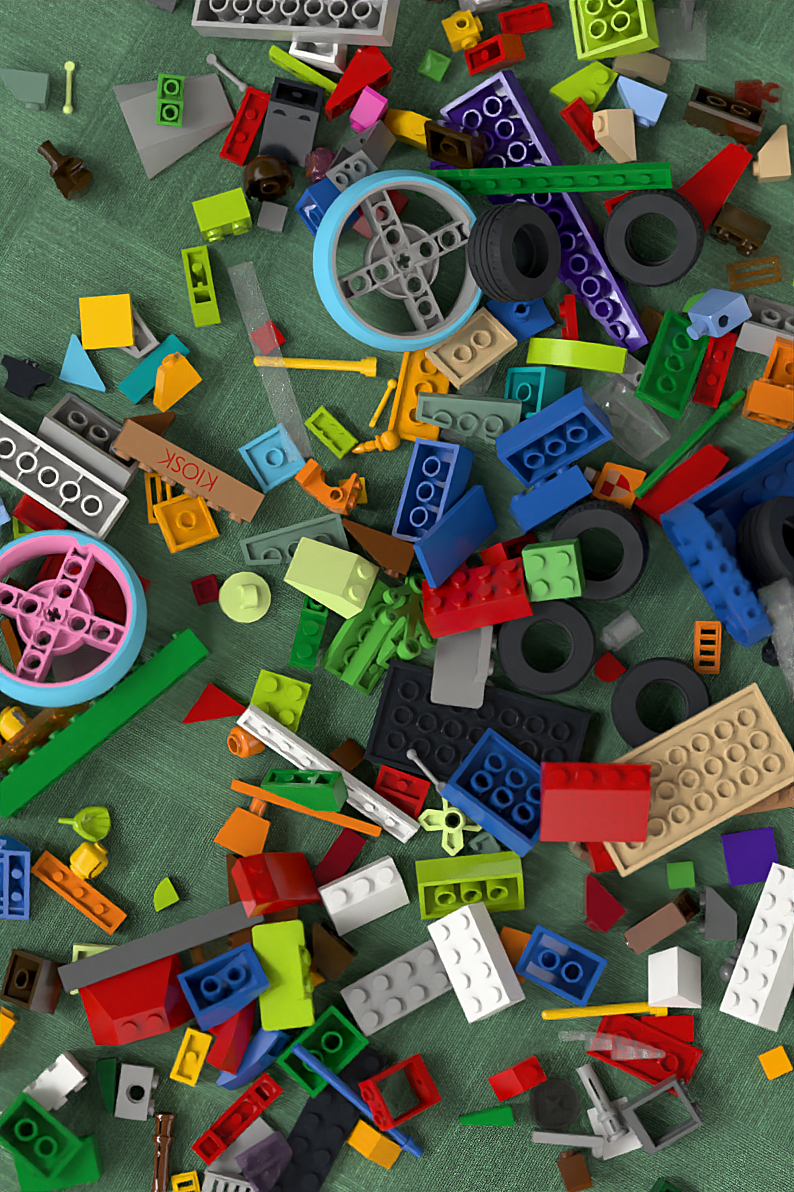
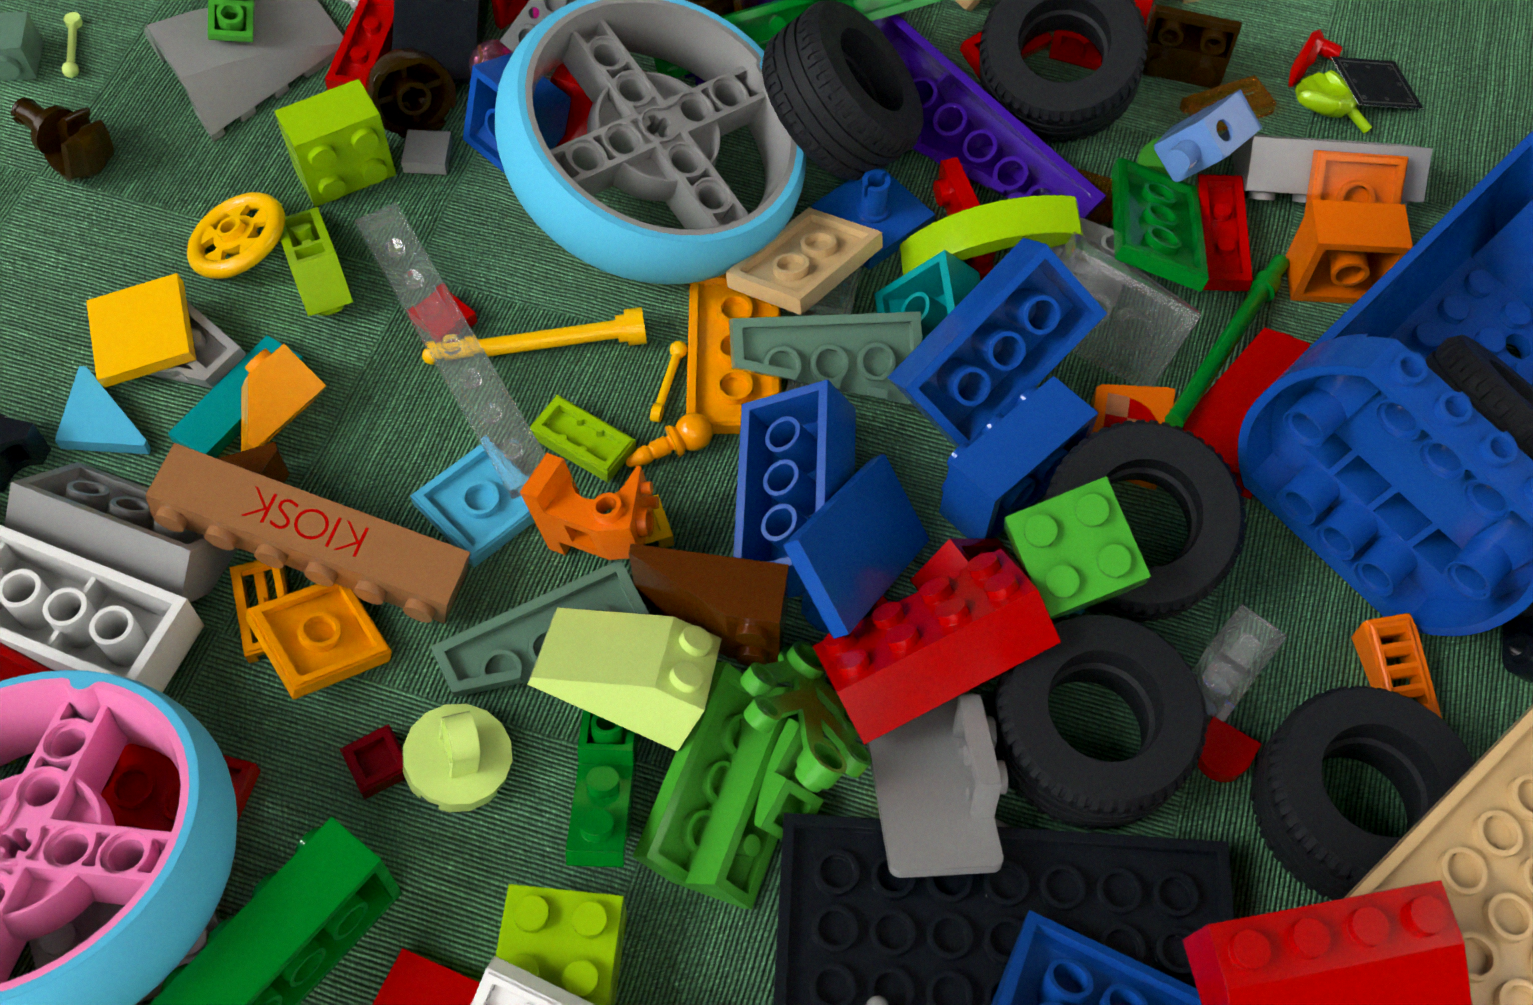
camera: 10 degrees left, 25 degrees down
(169, 279) = (236, 235): none -> yellow plate

